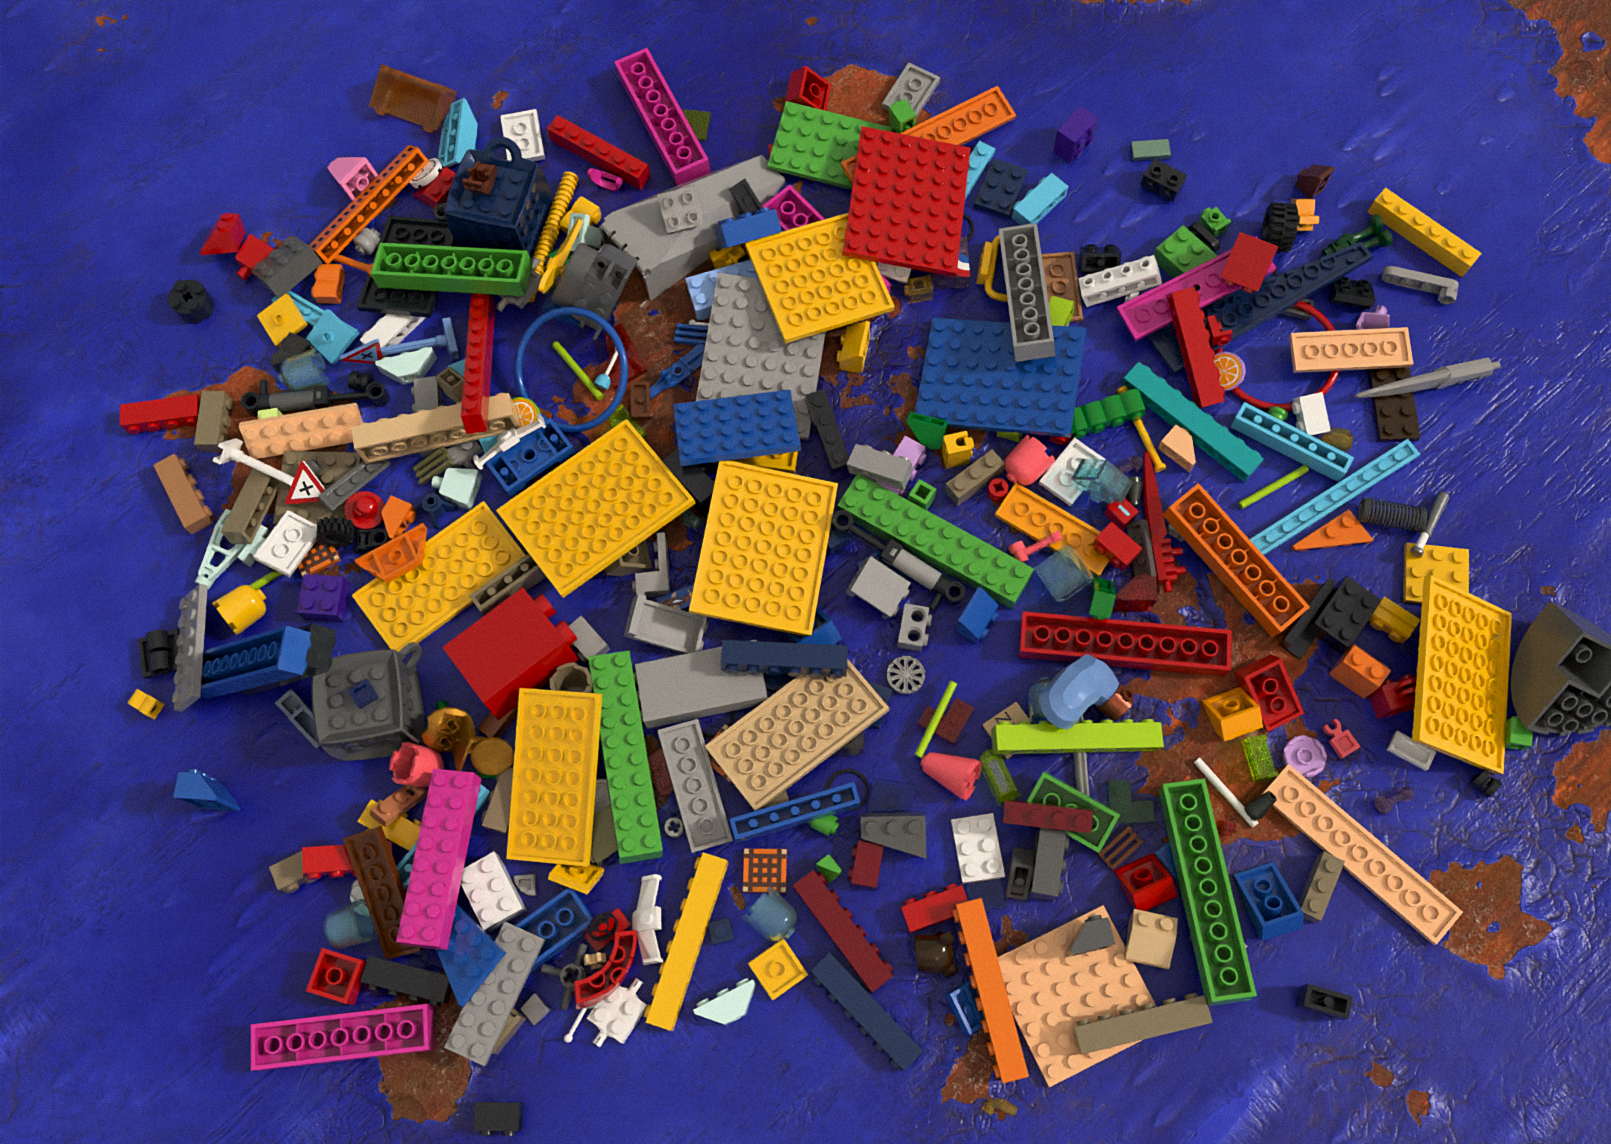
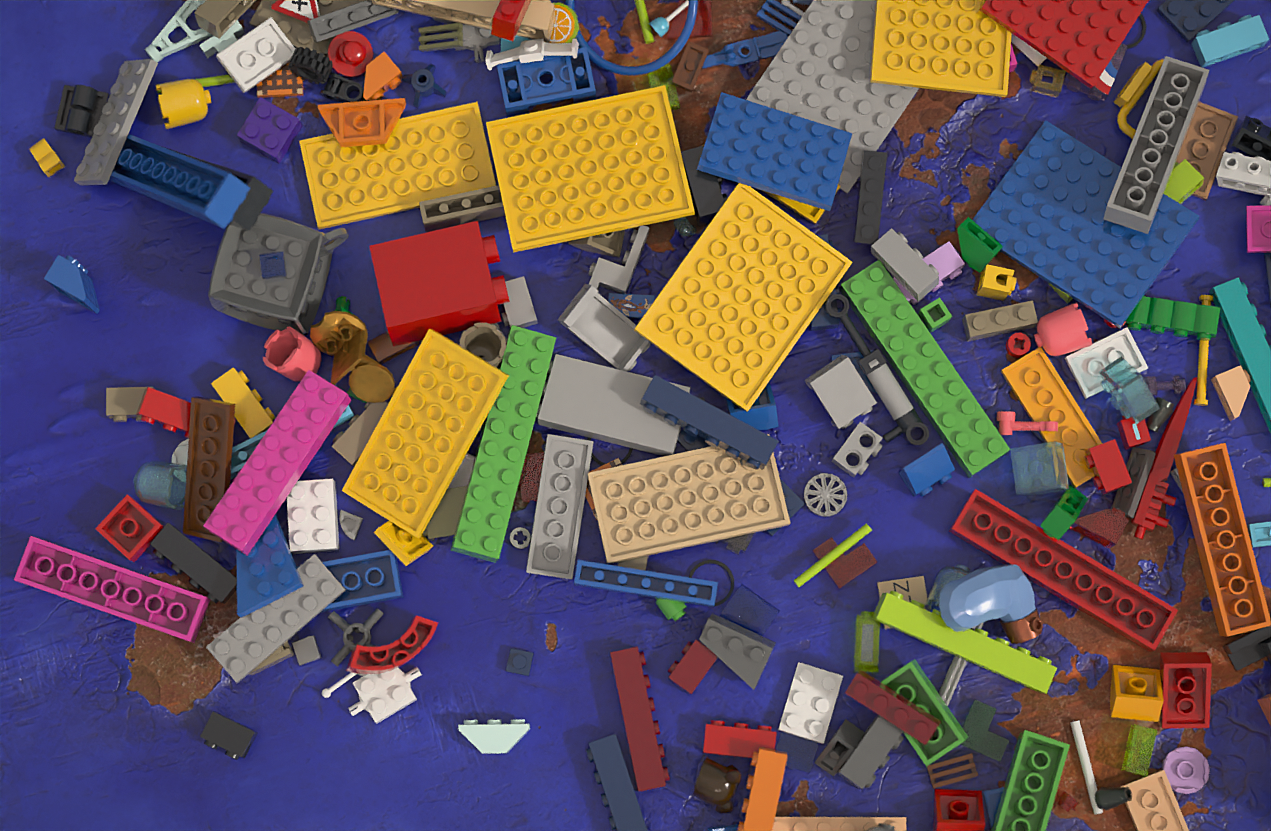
camera: 20 degrees right, 10 degrees up
(299, 714) = (197, 248): sand blue slope -> none
(397, 804) = (257, 385): nougat plate -> none
(459, 486) = (458, 73): light aqua torso -> none
(596, 961) = (386, 633): tan plate -> none
(603, 927) = (408, 605): piece -> none
(647, 919) = (453, 617): white plate -> none
(687, 941) = (482, 656): yellow brick -> none
(764, 869) = (590, 623): tile -> none
(772, 916) = (576, 672): clear light blue cylinder -> none
(778, 969) = (558, 725): yellow plate -> none
(829, 868) = (654, 652): bright green slope -> none
(855, 347) = (944, 116): yellow slope -> none
(952, 772) = (822, 617): coral cone -> none
(1342, 742) = (1231, 775): coral plate -> none

